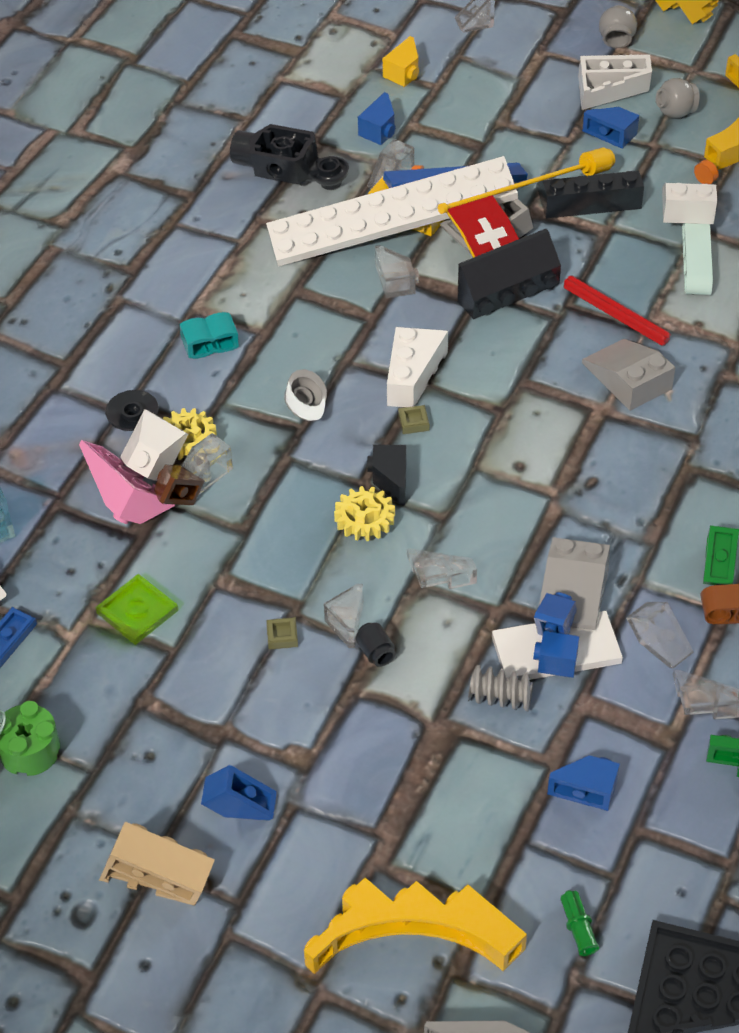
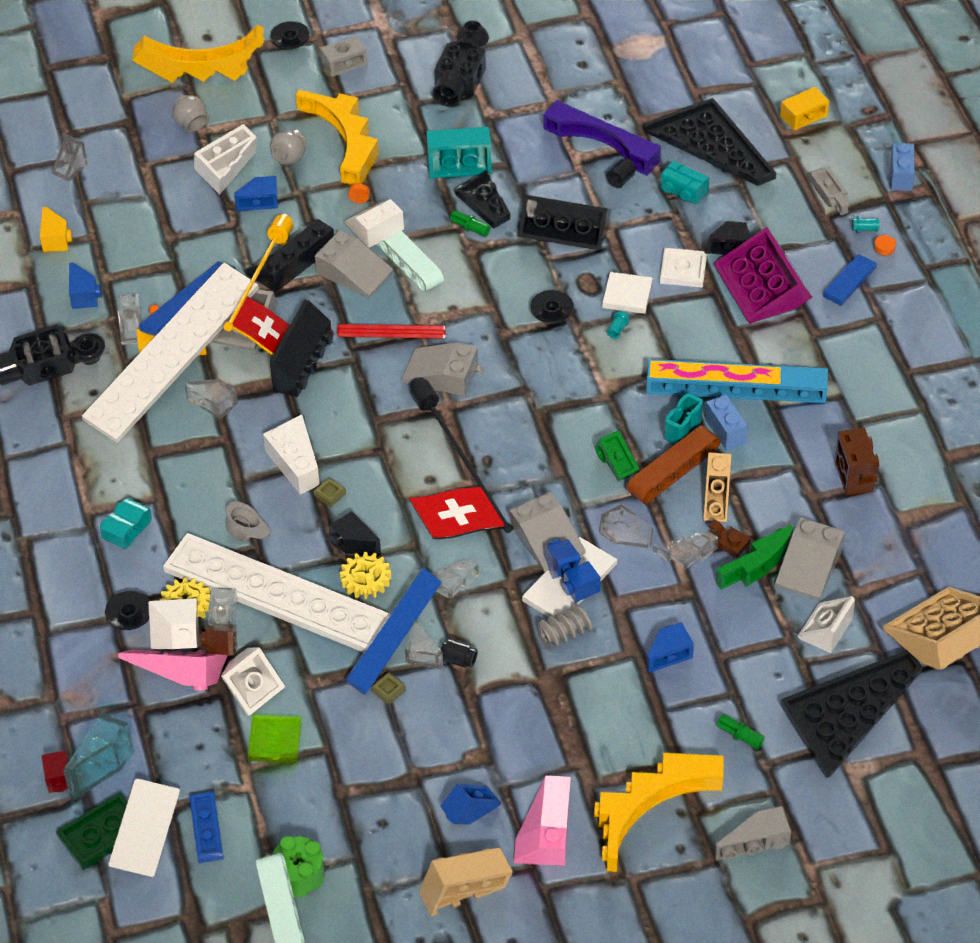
camera: 40 degrees left, 0 degrees up
(165, 540) = (252, 679): none -> white slope
(275, 483) = (277, 592): none -> white plate
(286, 877) = (544, 830): none -> bright pink wedge
(333, 580) = (393, 631): none -> blue tile
(518, 511) = (457, 510): none -> flag
(636, 230) = (352, 264): none -> light grey slope

